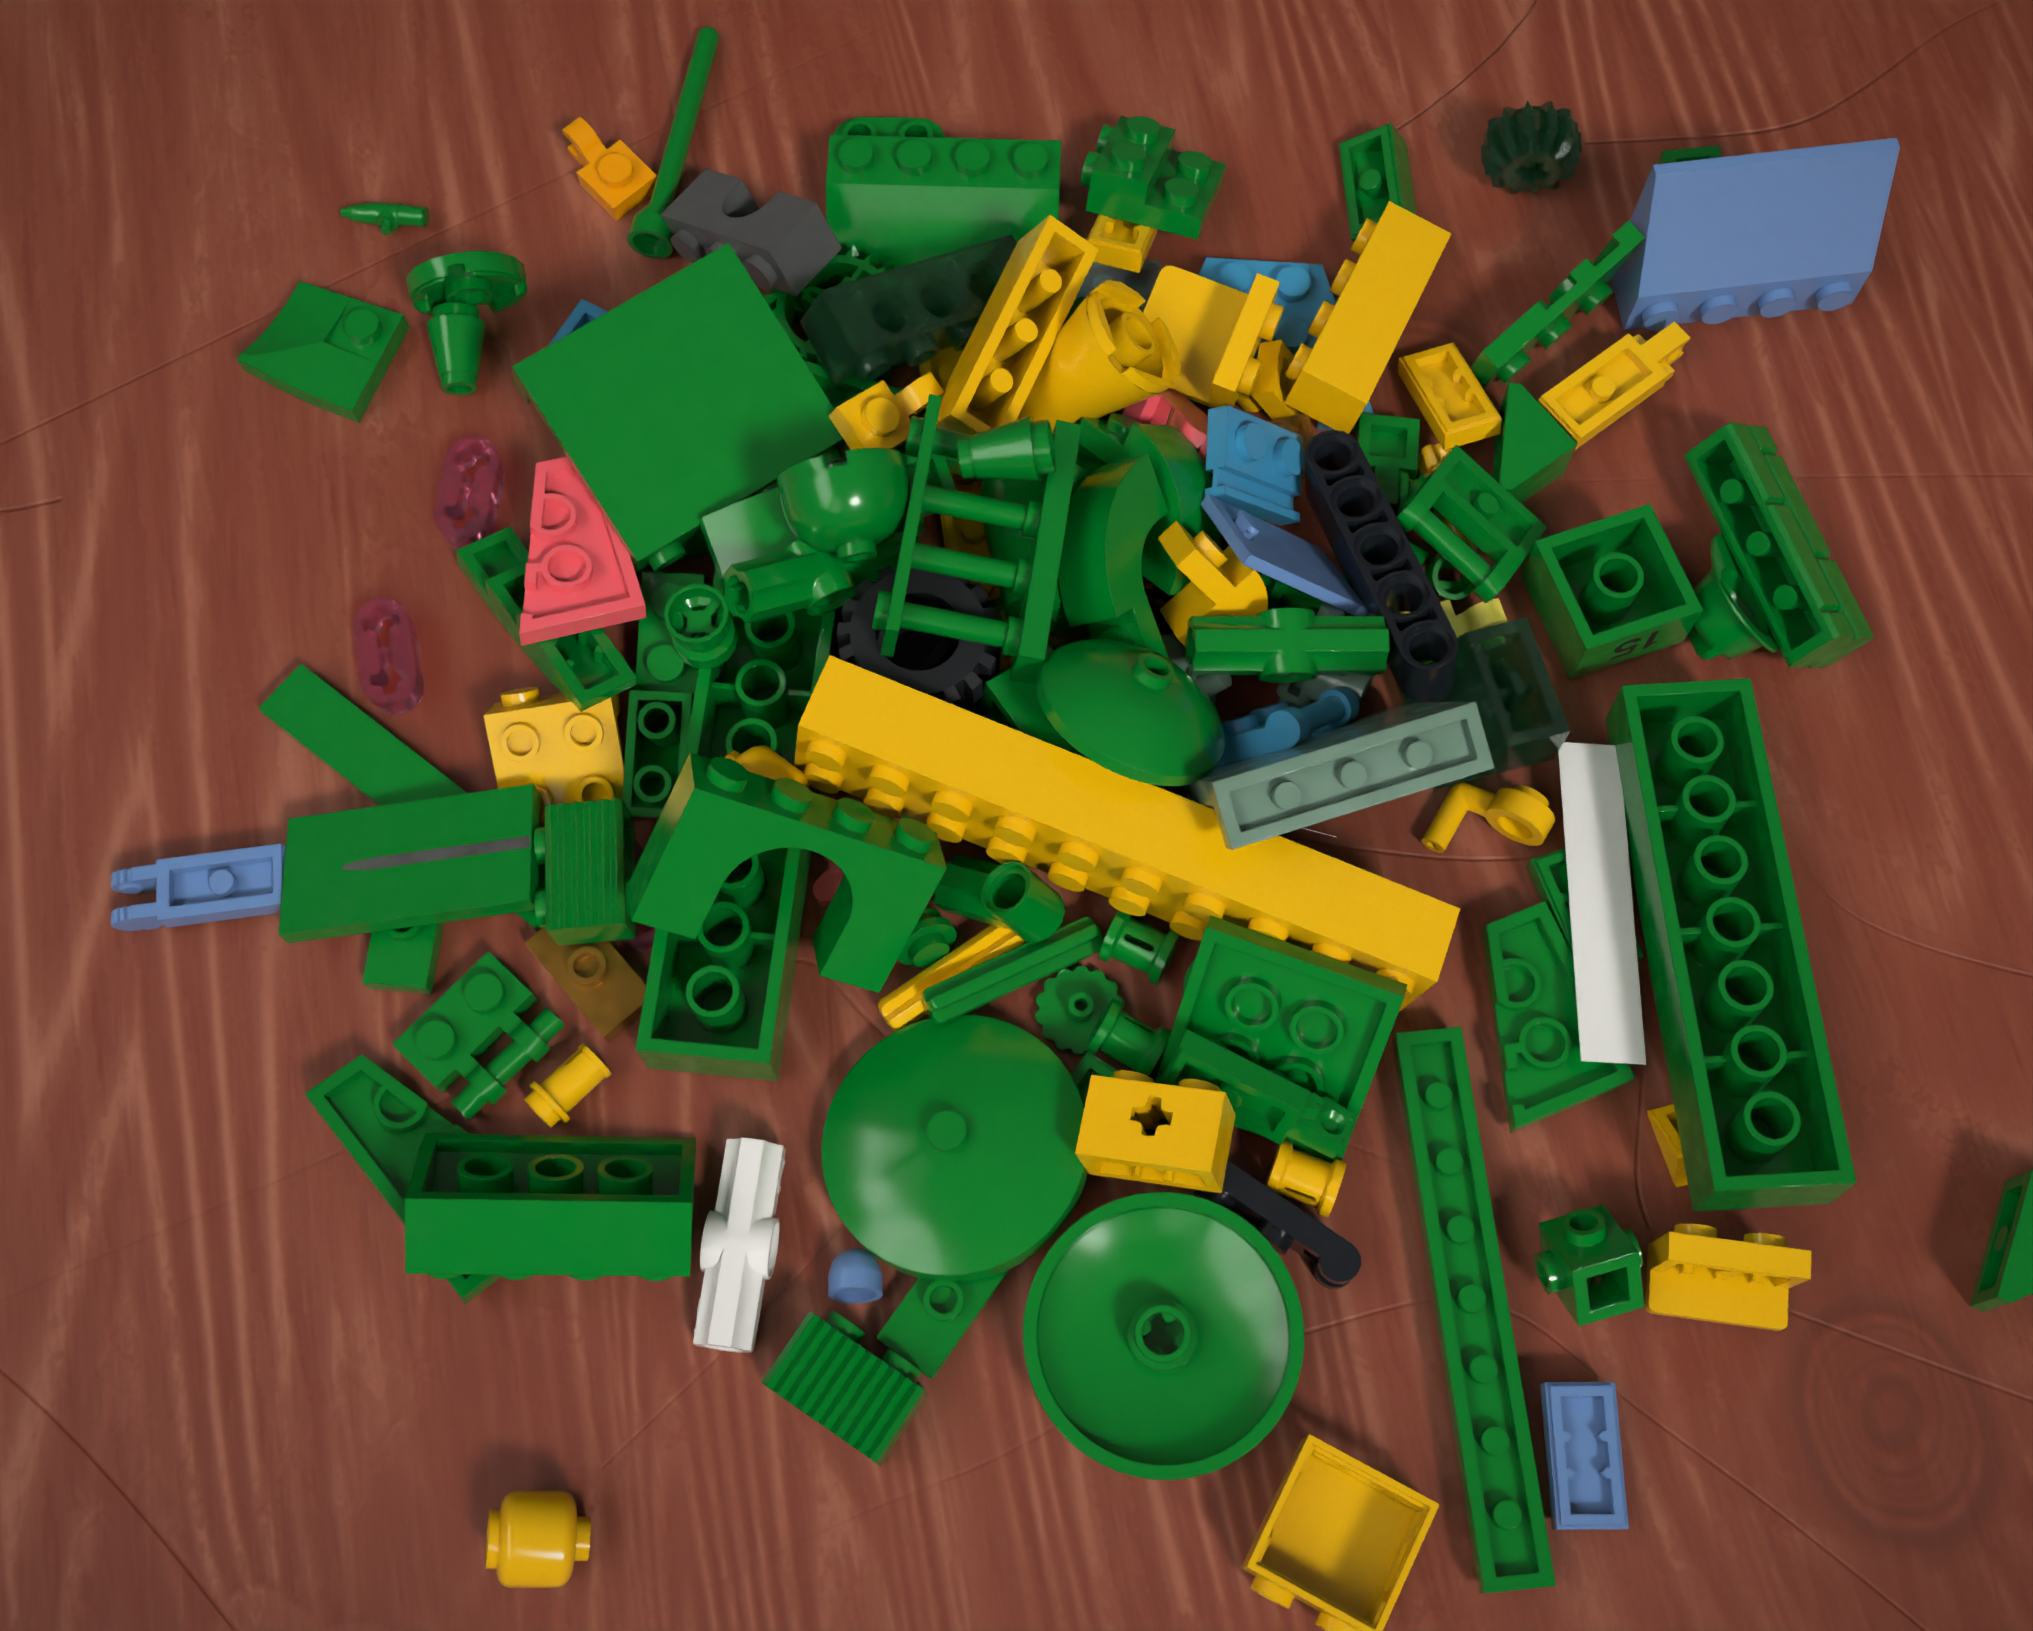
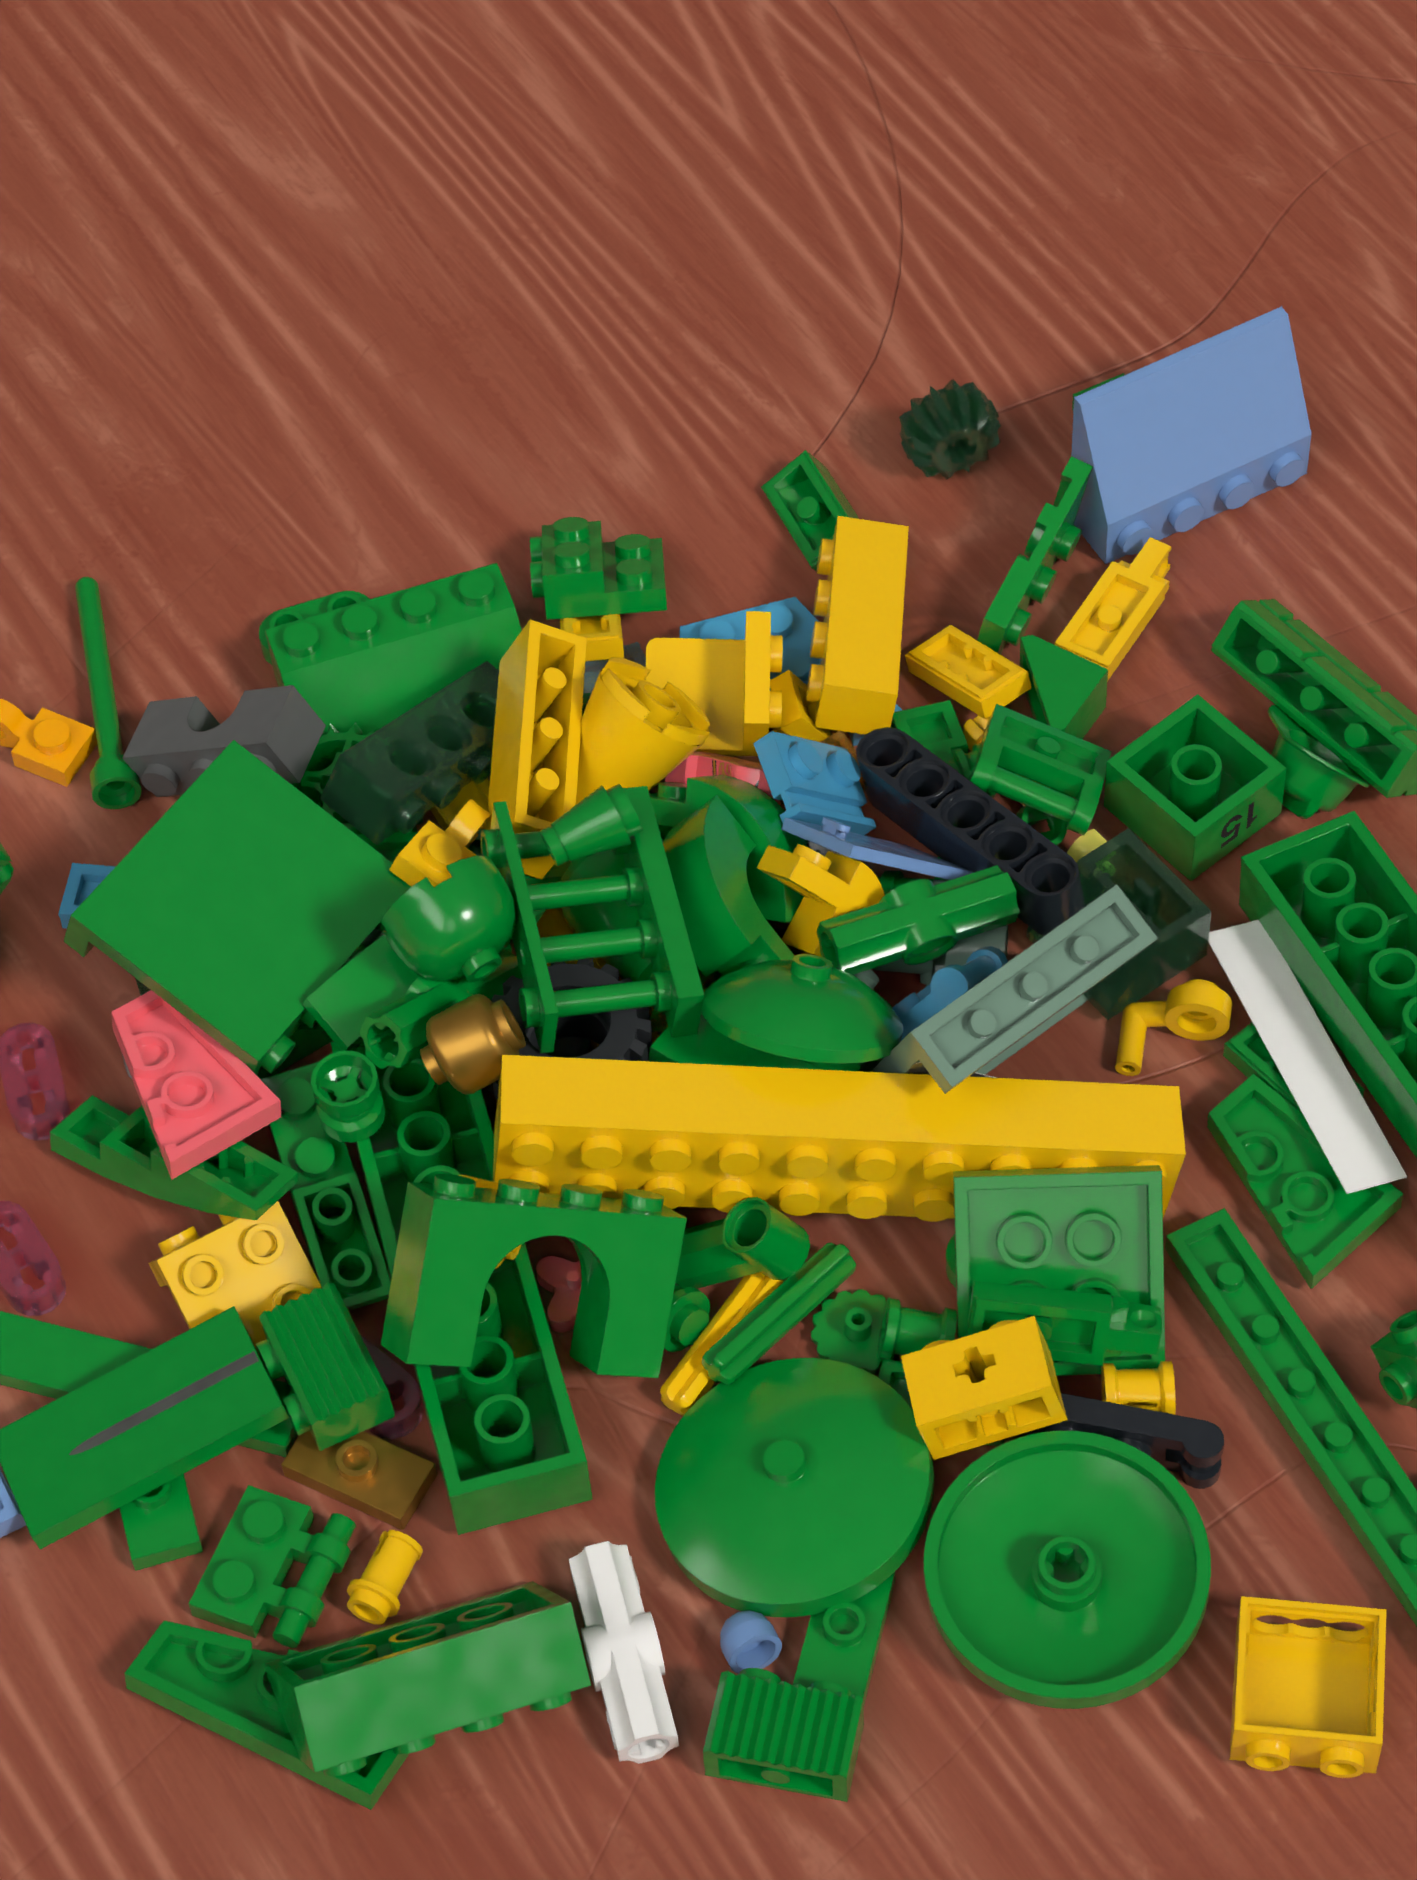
camera: 20 degrees left, 15 degrees down
(815, 623) = (470, 1042): none -> pearl gold head
(1150, 962) = (890, 1249): green bush -> none

